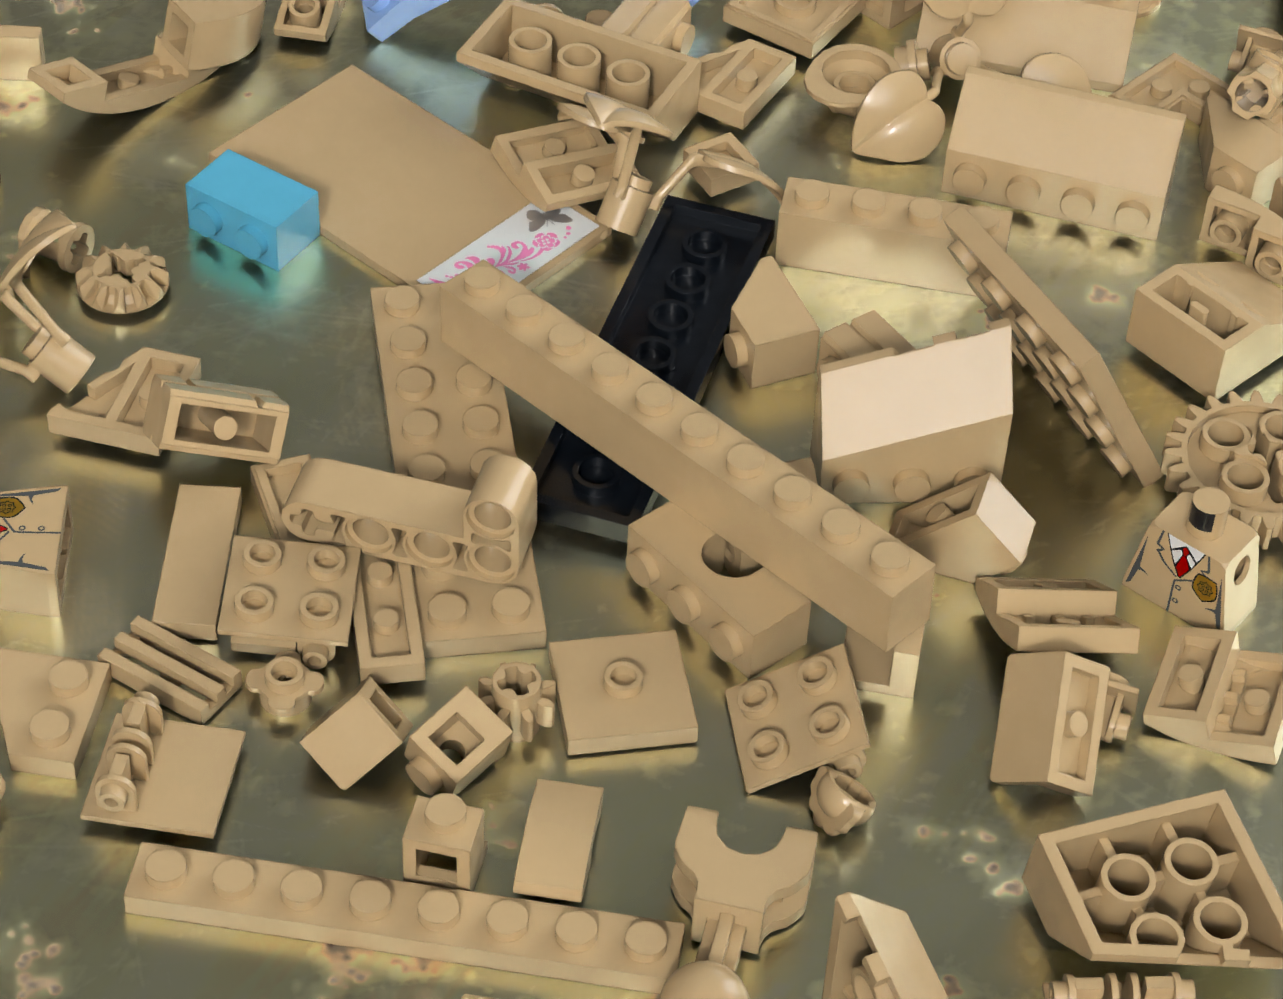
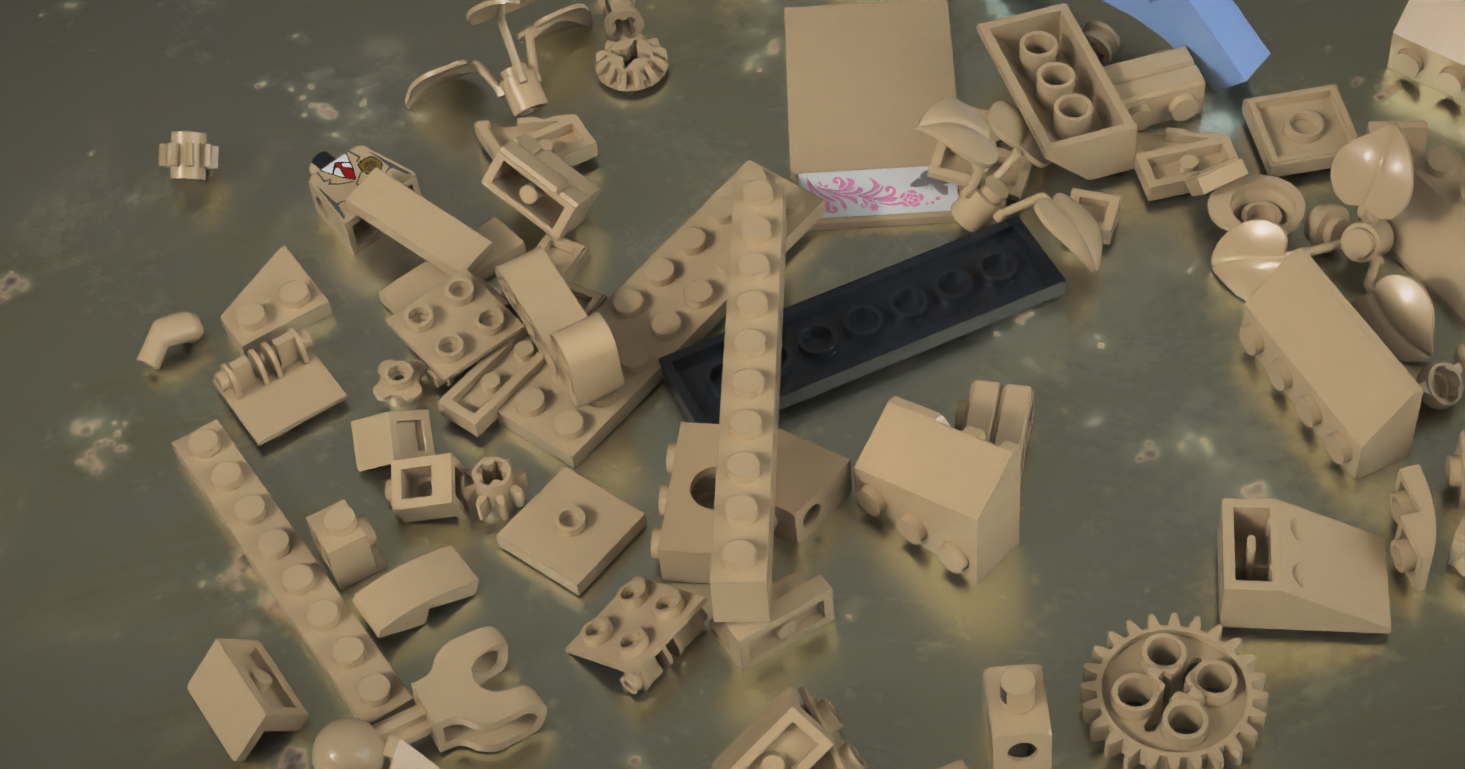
camera: 55 degrees right, 5 degrees up
(133, 527) = (417, 223): none -> tan tile
(178, 665) = (354, 301): tan tile -> none
(253, 209) = (749, 61): medium azure brick -> none
(770, 329) = (963, 350): tan slope -> none
(796, 69) = (1216, 176): none -> tan tile
(839, 801) = (599, 698): tan piece -> none
(876, 234) = (1145, 345): tan slope -> none
(968, 529) = (900, 588): tan slope -> none
(1053, 347) = (1080, 495): tan plate -> none
(1056, 615) = (880, 687): tan slope -> none

